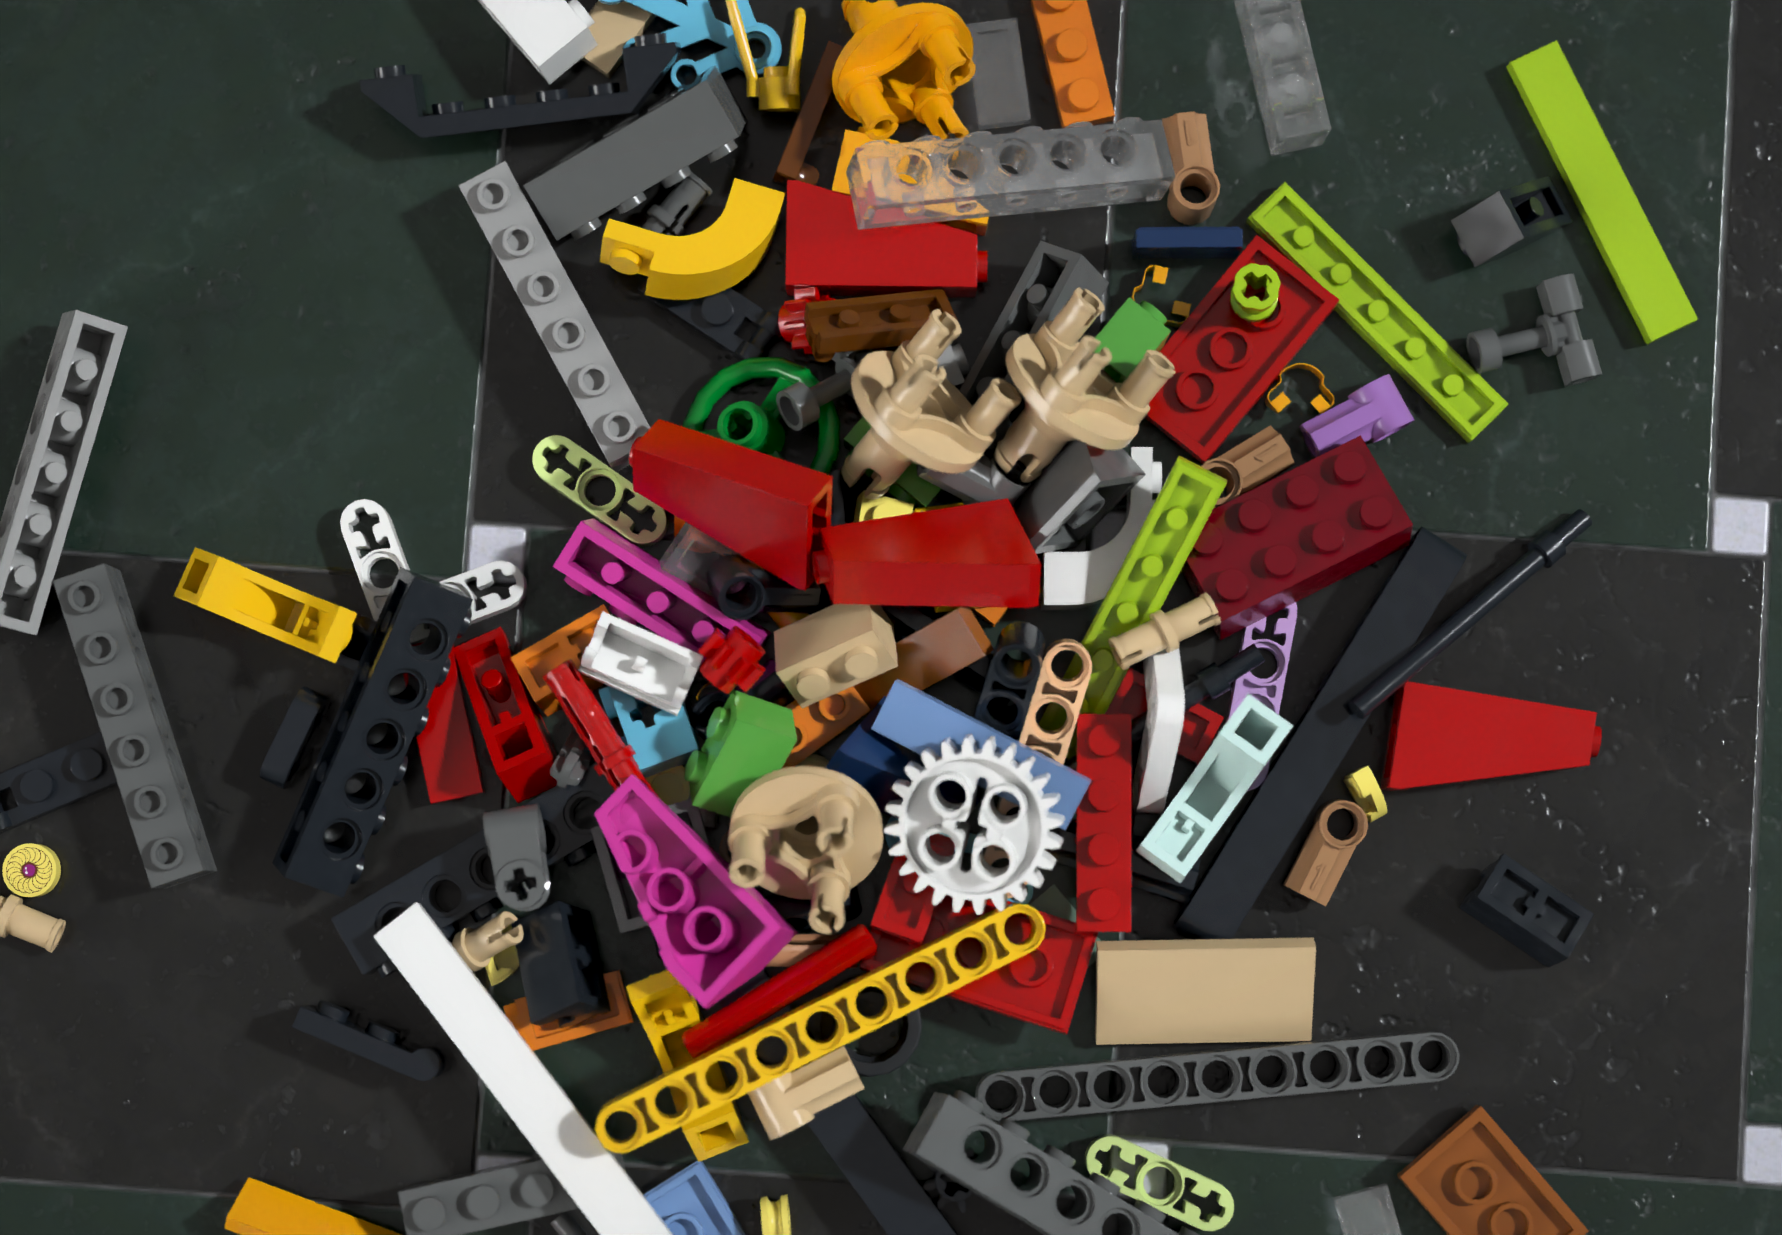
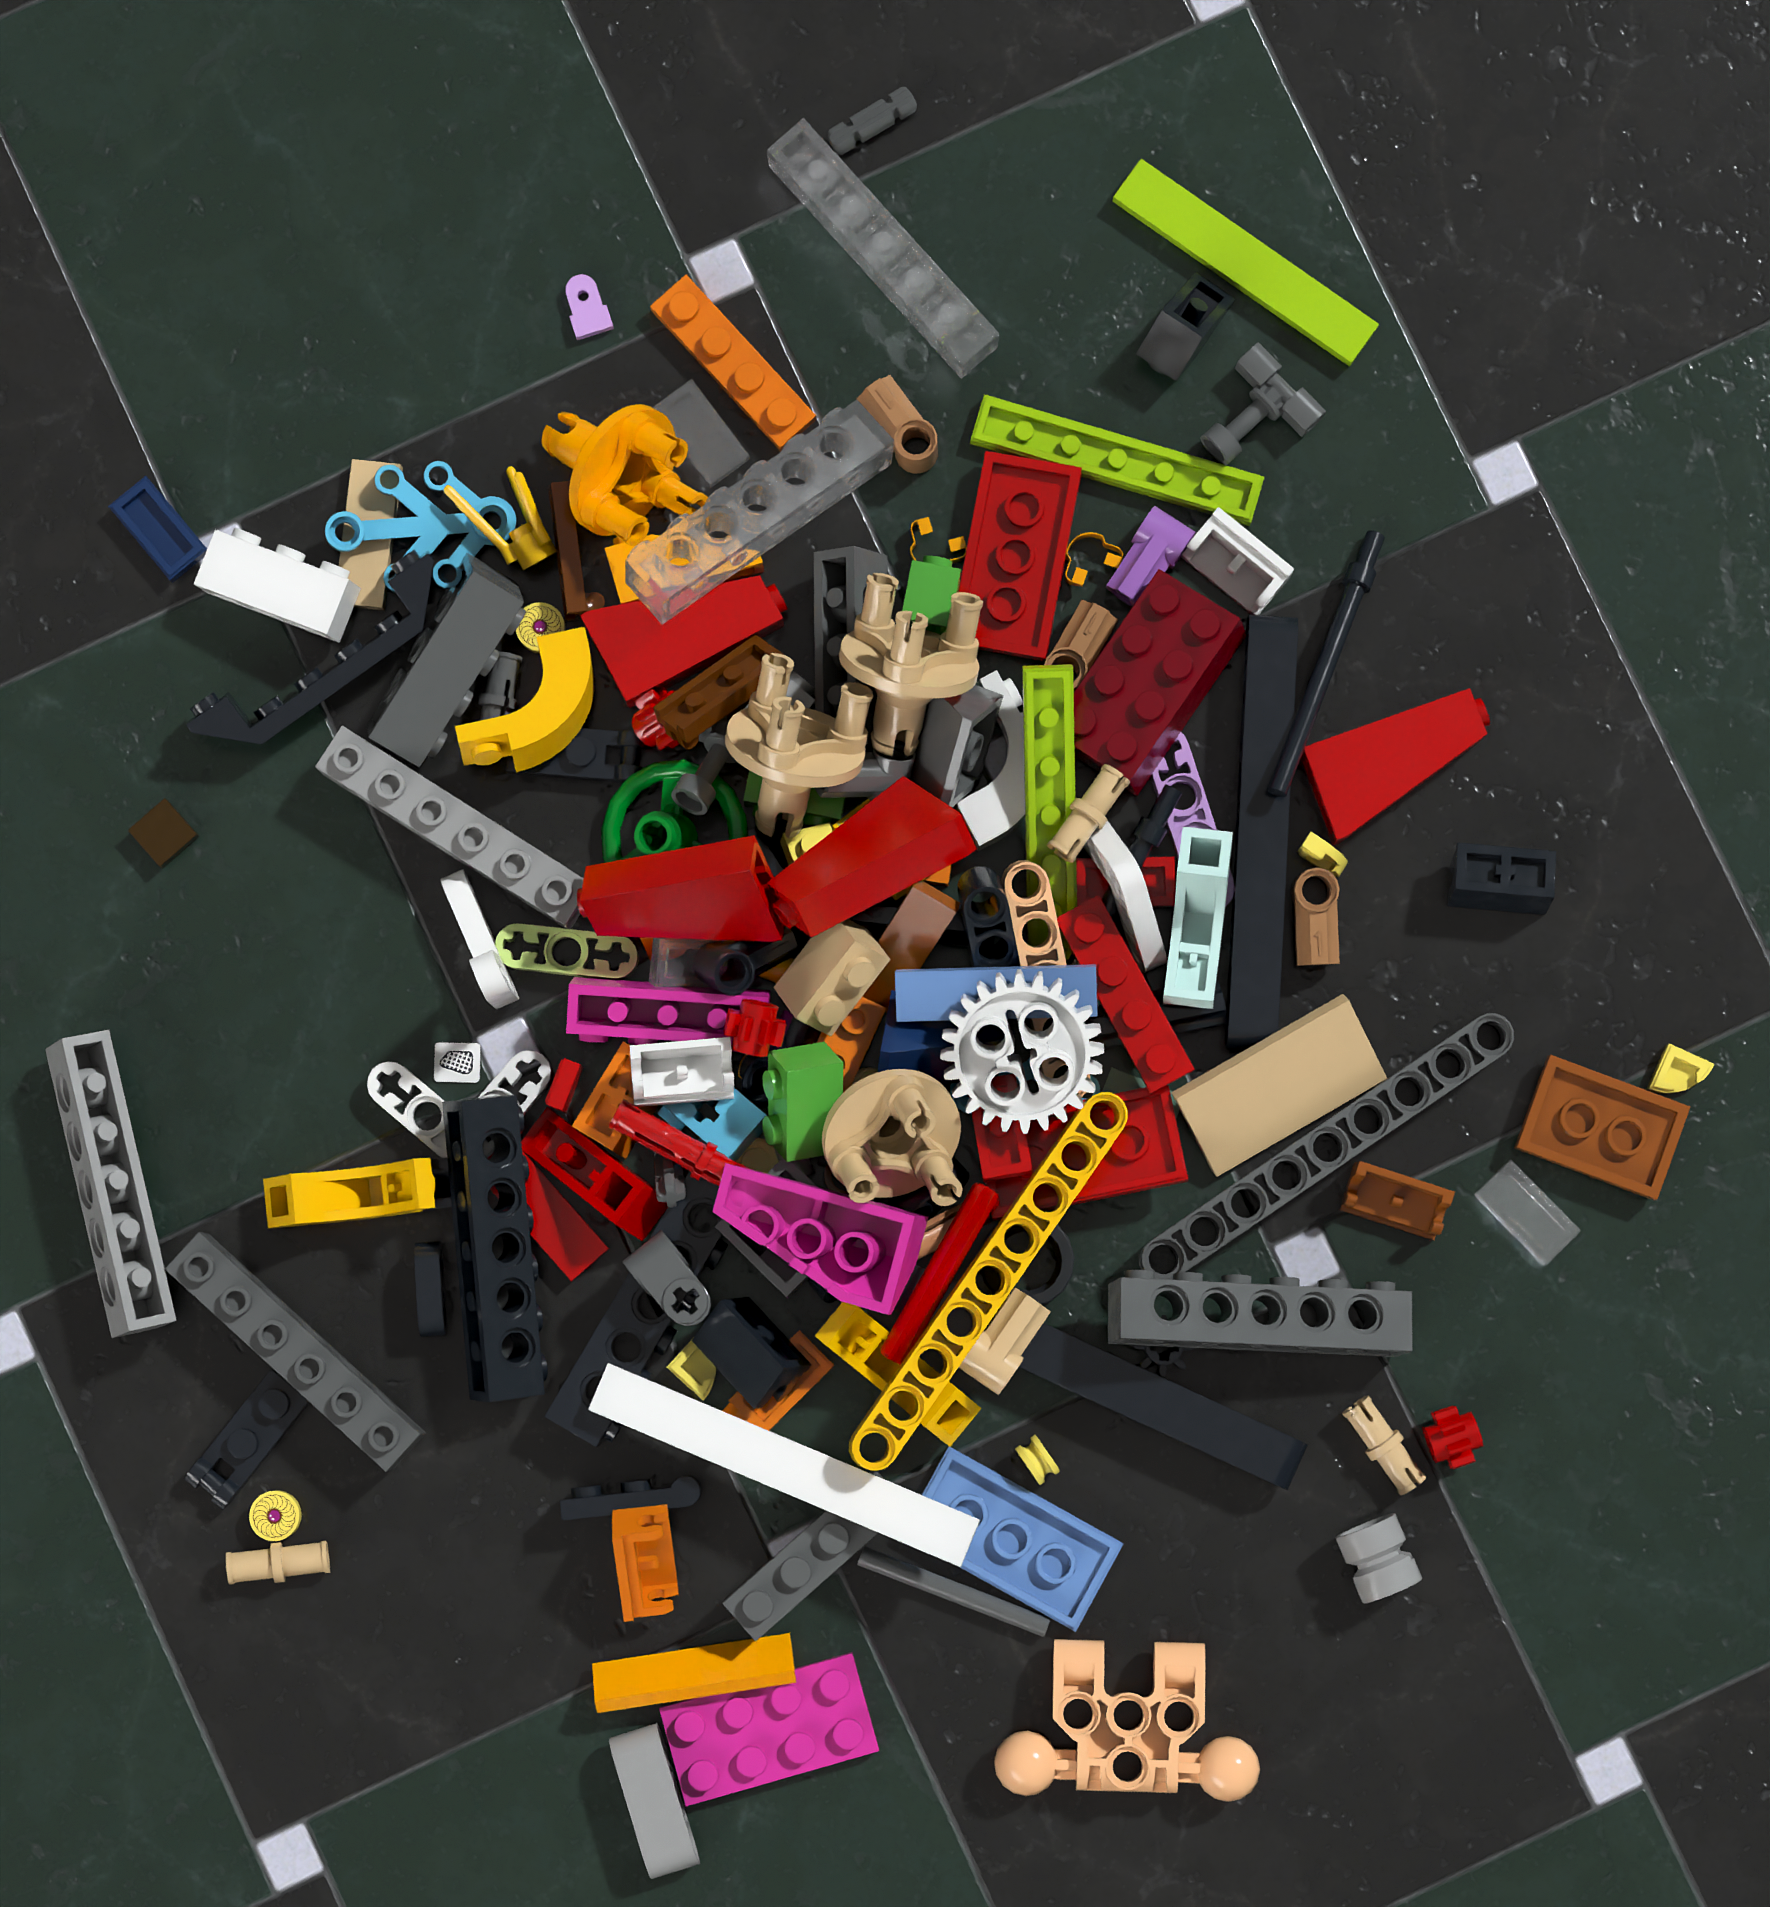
camera: 25 degrees left, 0 degrees up
(287, 173) = (163, 833): none -> dark brown tile
(348, 1108) = (644, 1560): none -> orange hinge
(440, 538) = (457, 1062): none -> white sticker
(487, 940) = (680, 1363): tan pin -> none
(511, 466) = (486, 962): none -> white beam
(526, 615) = (564, 1085): none -> red tile
(747, 165) = (538, 621): none -> light yellow tile
(1186, 242) = (932, 487): dark blue tile -> none
(1201, 1186) = (1363, 1242): yellowish green beam -> none
(1255, 1163) = (1396, 1200): none -> dark orange hinge
(1257, 276) = (1015, 513): lime bush -> none
(1438, 471) = (1237, 562): none -> white hinge
(1595, 1188) = (1678, 1071): none -> light yellow tile

